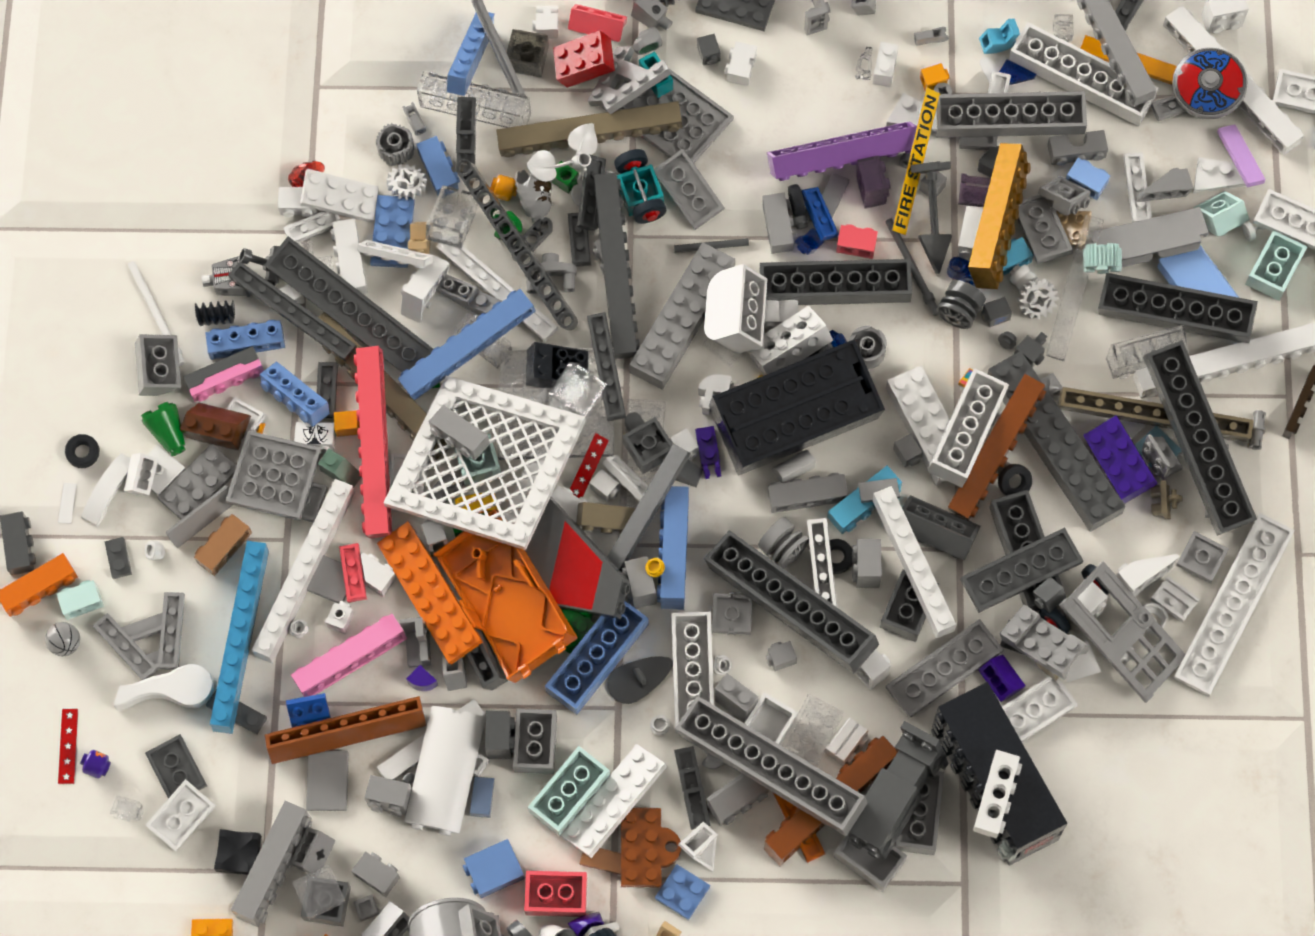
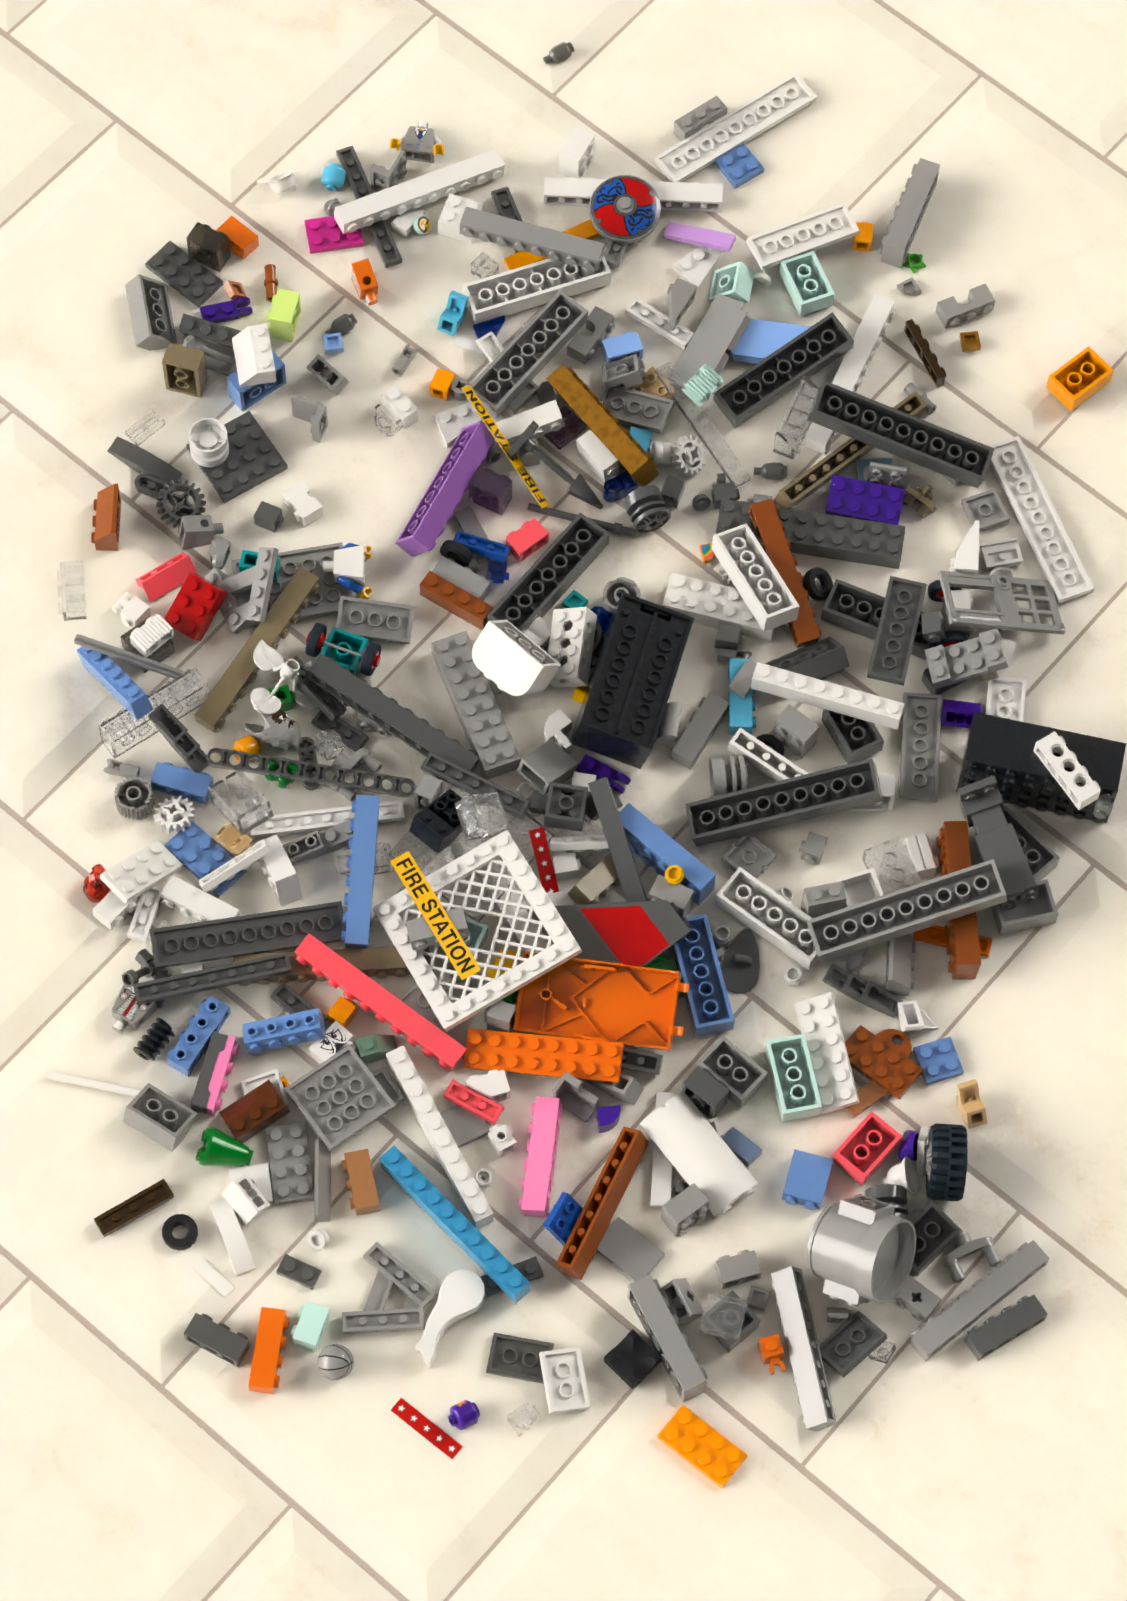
camera: 55 degrees left, 5 degrees down
(74, 404) = (133, 1208): none -> dark brown plate
(464, 422) = (435, 915): none -> yellow sticker
(528, 47) = (151, 635): none -> white brick
(557, 240) = (329, 744): none -> clear brick
(576, 336) = (427, 791): none -> light grey brick
(643, 648) = (722, 940): none -> light grey piece
(674, 406) = (547, 765): none -> light grey brick
(714, 136) = (350, 568): none -> white torso
(715, 244) = (439, 634): dark grey bar -> none
(757, 230) = (455, 600): none -> dark orange brick
(835, 317) = (574, 600): none -> teal plate
(895, 465) = (725, 654): none -> light grey bar
(963, 169) = (546, 416): none -> white brick
(1085, 370) = (771, 471): none -> dark grey plant

